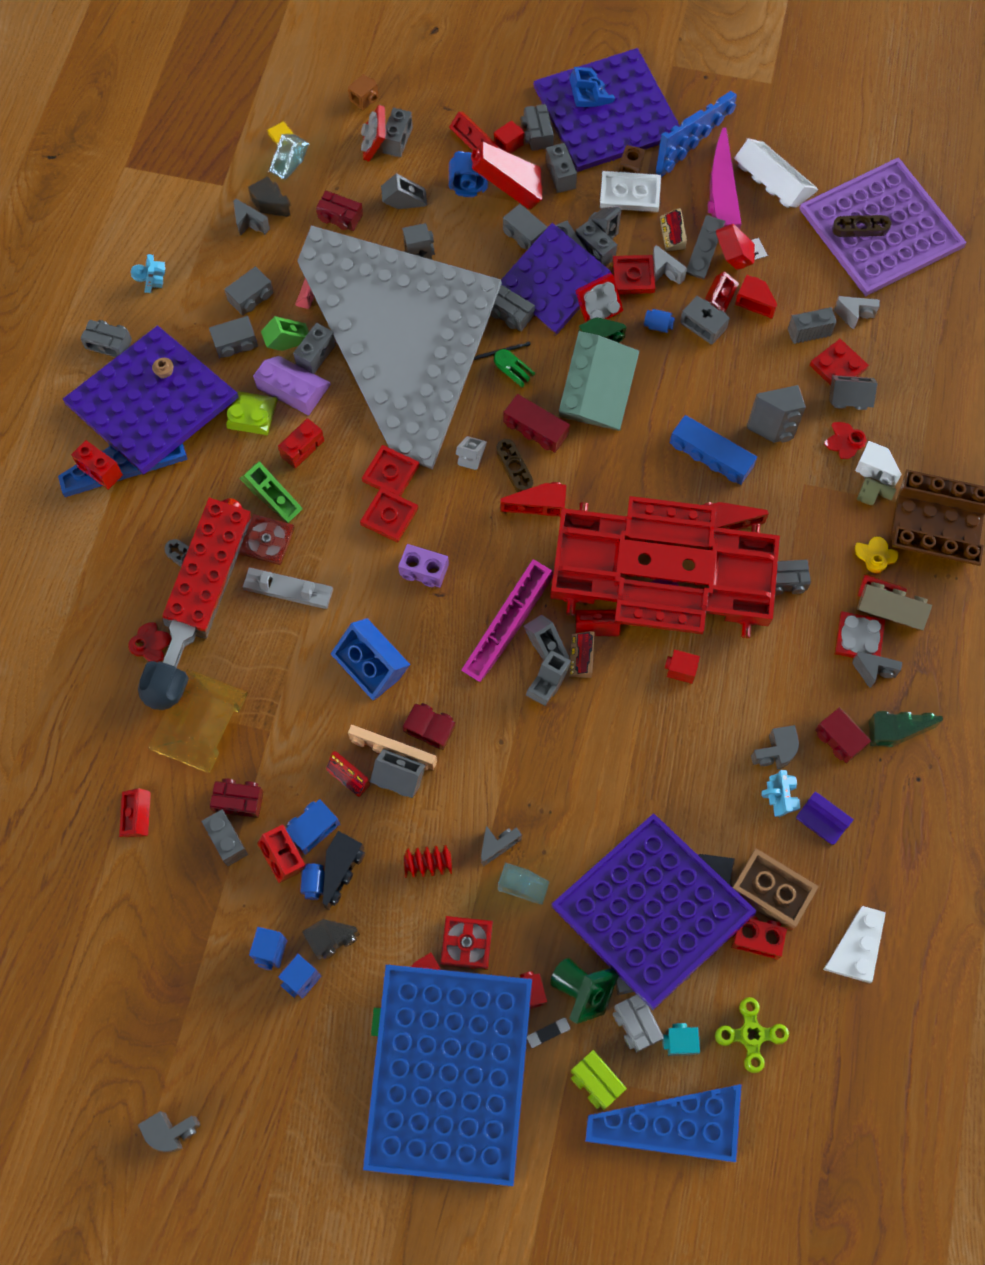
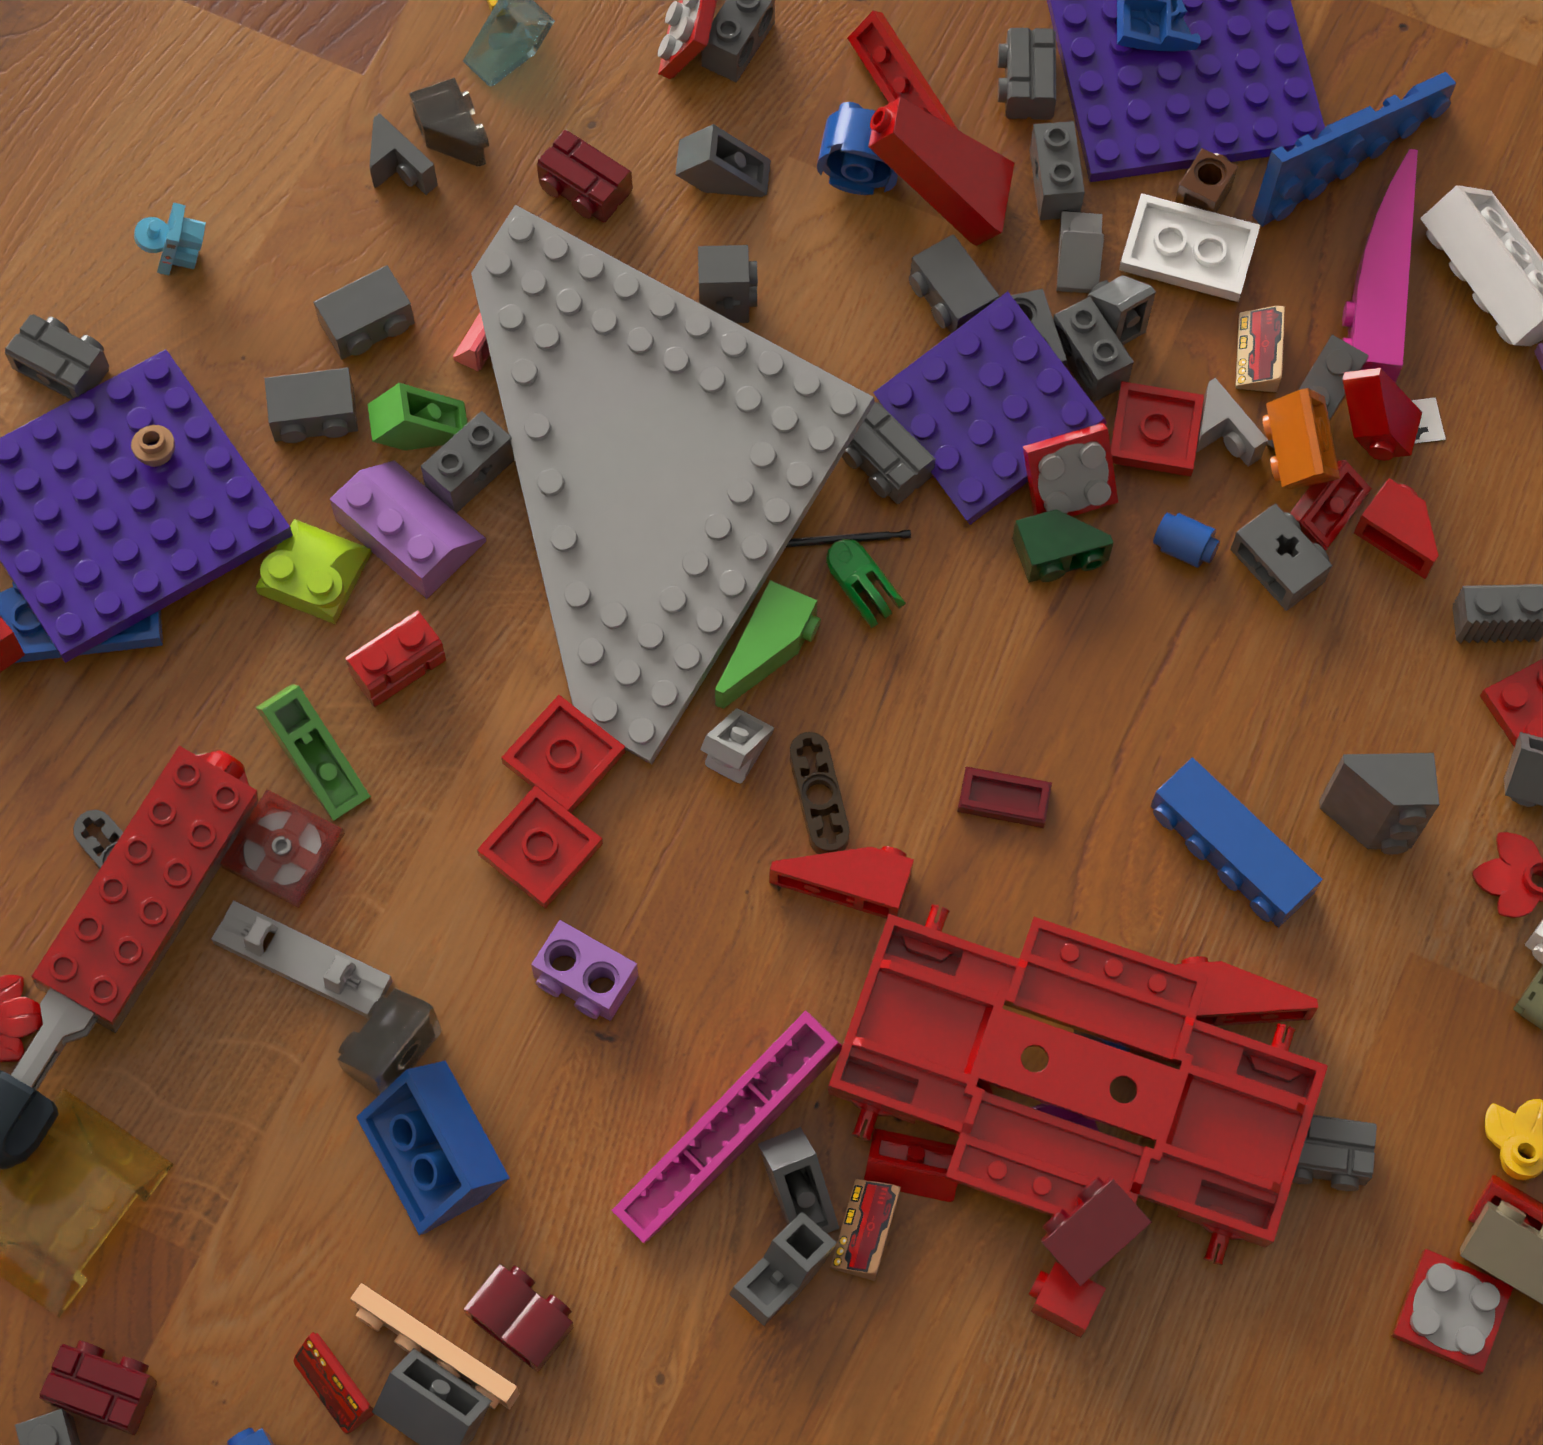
camera: 10 degrees right, 0 degrees up
(339, 614) = (390, 1042): none -> clear smoke slope
(476, 401) = (769, 641): none -> bright green slope
(509, 137) = (965, 85): red brick -> none
(536, 423) = (882, 712): dark red brick -> none
(579, 203) = (1079, 251): none -> light grey slope
(598, 381) = (1030, 649): sand green slope -> none
(601, 451) = (1004, 797): none -> dark red tile
(690, 628) = (1094, 1229): none -> dark red brick
(702, 263) = (1301, 440): none -> orange slope
(869, 665) = (1459, 1379): dark grey slope -> none

